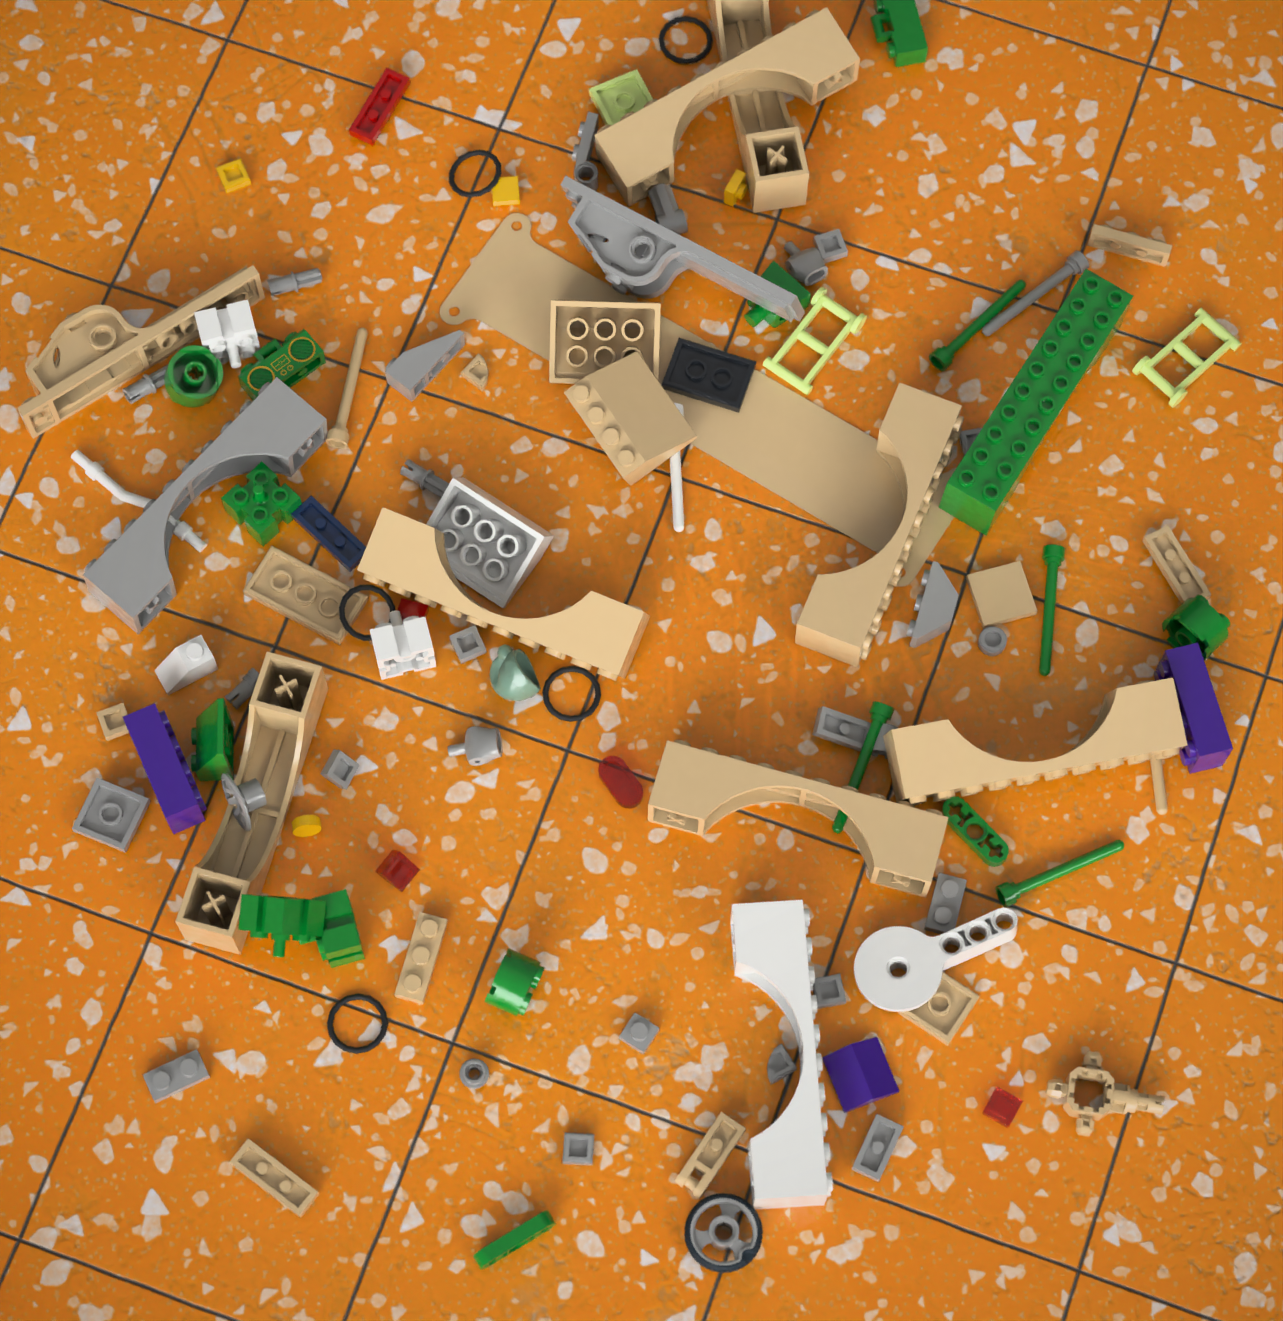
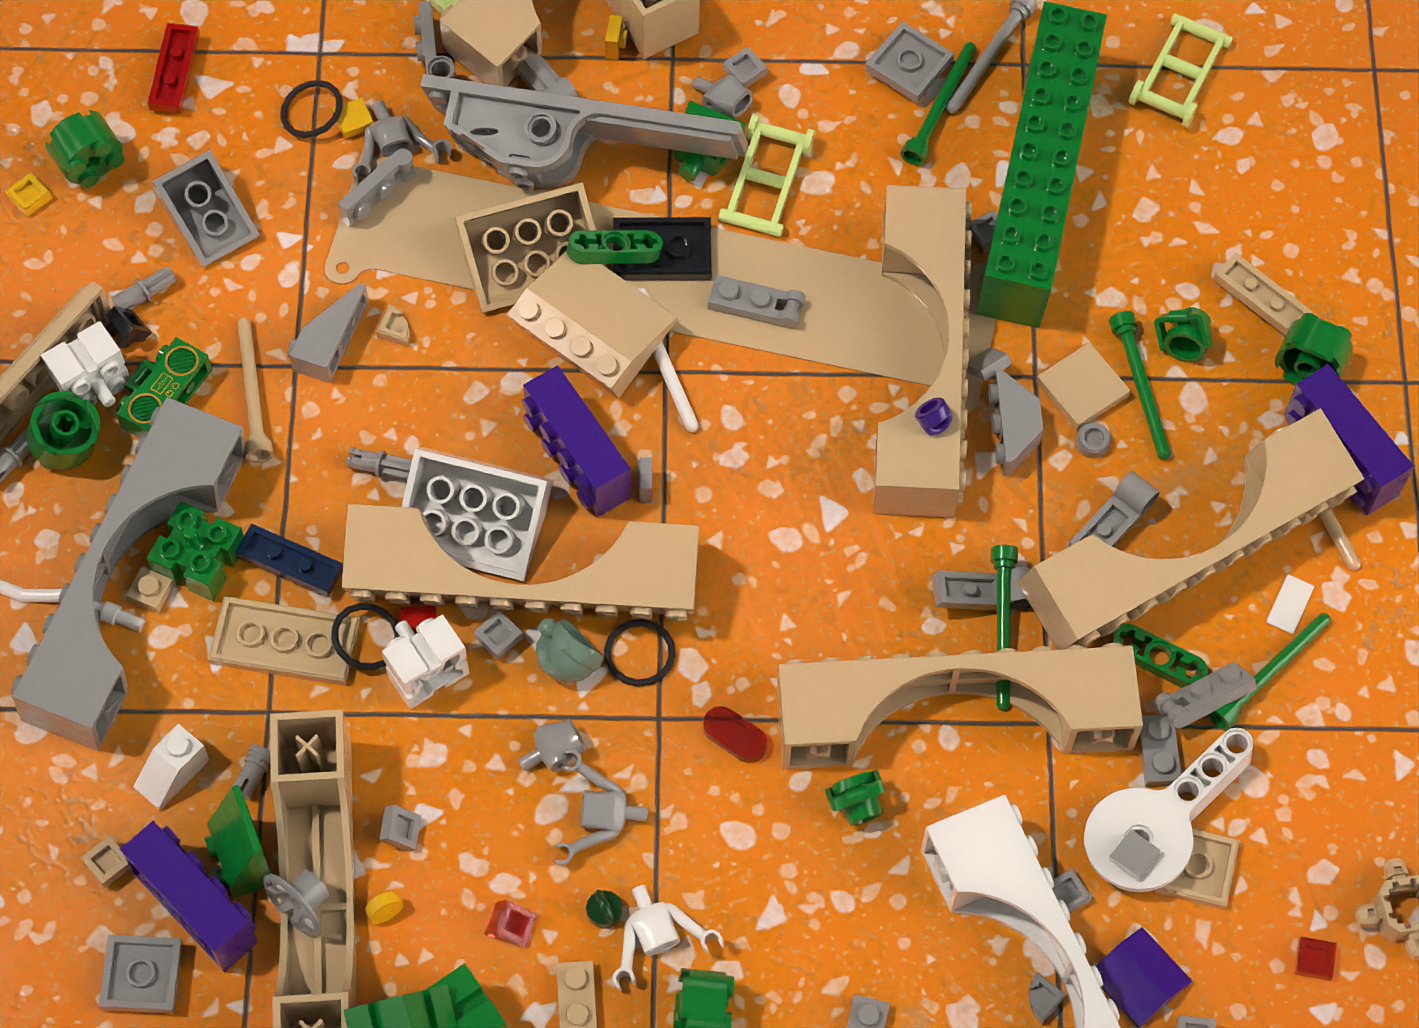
camera: 20 degrees left, 5 degrees down
(218, 522) = (150, 589): none -> tan plate
(272, 306) = (128, 325): none -> black tile
(287, 153) = (85, 148): none -> green brick
(363, 231) = (205, 208): none -> light grey slope
(471, 882) = (604, 909): none -> dark green tile
(495, 806) = (600, 810): none -> light grey piece
(502, 254) = (376, 186): none -> light grey plate
(502, 914) = (656, 931): none -> white piece
(529, 218) = (392, 135): none -> light grey piece
(580, 512) = (576, 441): none -> dark purple brick
(625, 559) = (645, 480): none -> light grey tile
(651, 351) = (636, 238): none -> green beam
(693, 862) = (857, 797): none -> green piece
(766, 442) = (756, 301): none -> light grey plate
(861, 581) = (932, 413): none -> dark purple tile
(888, 980) = (1134, 855): none -> light grey tile
(930, 552) = (987, 363): none -> light grey tile
(965, 281) = (909, 61): none -> light grey plate
(985, 709) = (1121, 511): none -> light grey plate
(996, 874) = (1205, 695): none -> light grey plate
(1097, 824) = (1290, 604): none -> white sticker
(1101, 581) = (1188, 335): none -> green piece

